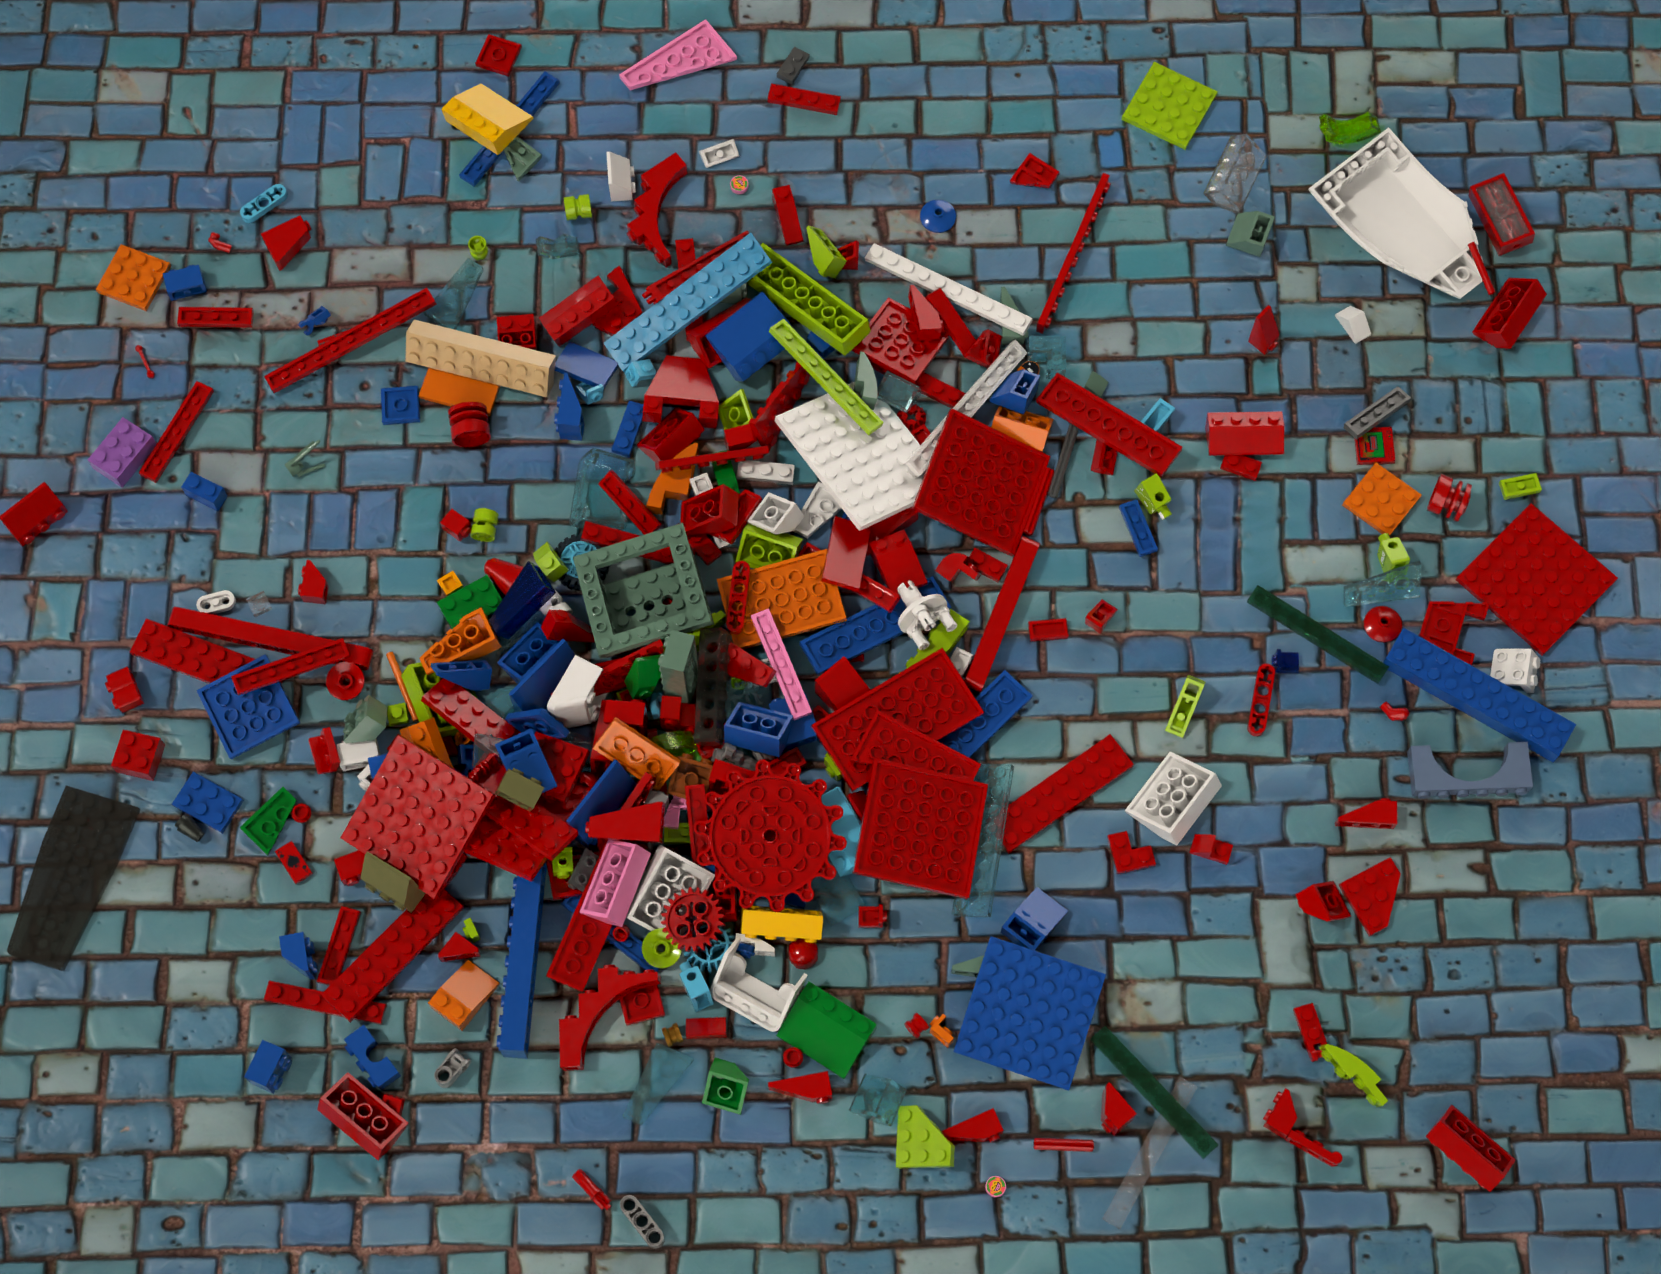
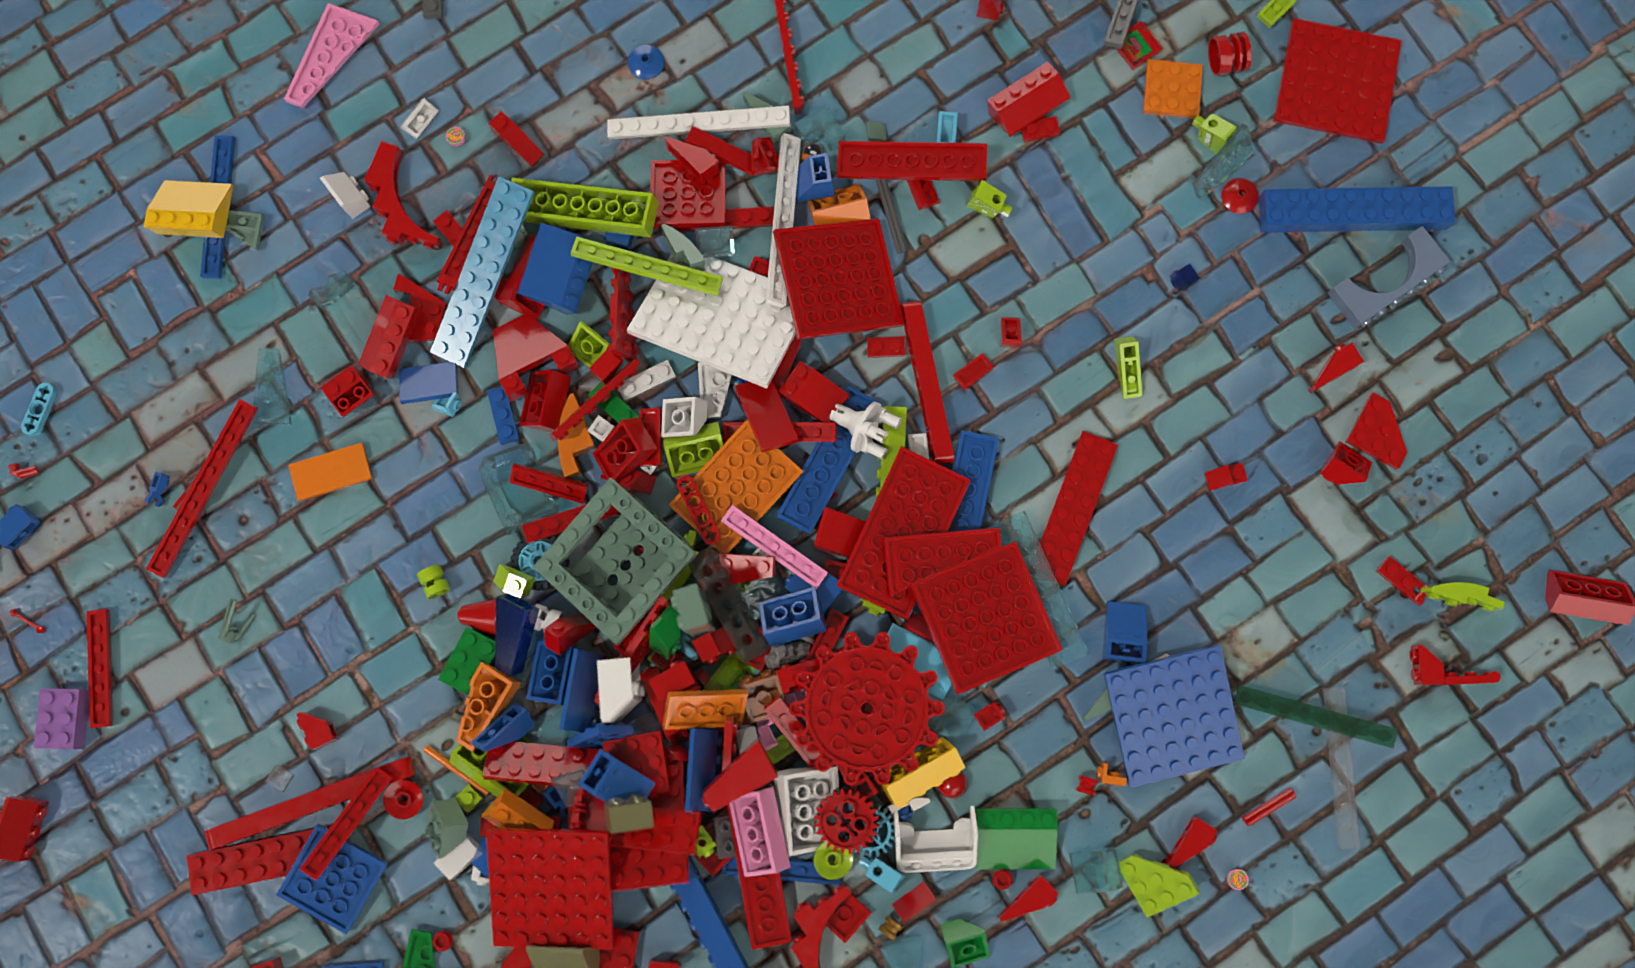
camera: 30 degrees left, 10 degrees up
(124, 690) = (210, 933): red brick -> none
(204, 491) = (161, 708): blue brick -> none
(215, 317) = (64, 541): red plate -> none
(216, 601) = (241, 801): white plate -> none
(286, 240) = (83, 431): red slope -> none
(324, 752) = (427, 875): red bracket -> none
(400, 405) = (286, 518): blue tile -> none
(450, 583) = (438, 652): light orange plate -> none
(456, 525) = (409, 597): red brick -> none
(469, 424) = (360, 500): red wheel -> none
(470, 930) = (659, 949): lime plate -> none
(478, 247) = (257, 333): lime wheel -> none
(480, 358) = (329, 434): tan brick -> none
(498, 55) = (163, 145): red tile -> none
(569, 418) = (446, 440): blue slope -> none
(577, 207) = (326, 242): lime wheel -> none
(621, 933) = (793, 870): red hinge -> none
(640, 371) = (479, 358): medium azure bracket -> none
(804, 99) = (462, 25): red plate -> none
(824, 253) = (571, 154): lime slope -> none
(851, 254) = (591, 146): red slope -> none
(911, 424) = (747, 251): red gear -> none
(955, 563) = (860, 364): red brick -> none
(1039, 502) = (895, 265): red axle -> none
(1115, 1110) = (1296, 755): red slope -> none
(1125, 857) = (1163, 529): red plate -> none
(1138, 528) = (991, 236): blue plate -> none
(1174, 797) = (1169, 452): white slope -> none
(1261, 699) = (1187, 322): red beam -> none
(1317, 634) = (1195, 237): clear green plate -> none
(1394, 714) = (1298, 268): red arm -> none
(1444, 622) = (1290, 166): red wing -> none
(1516, 668) = (1369, 168): white bracket -> none

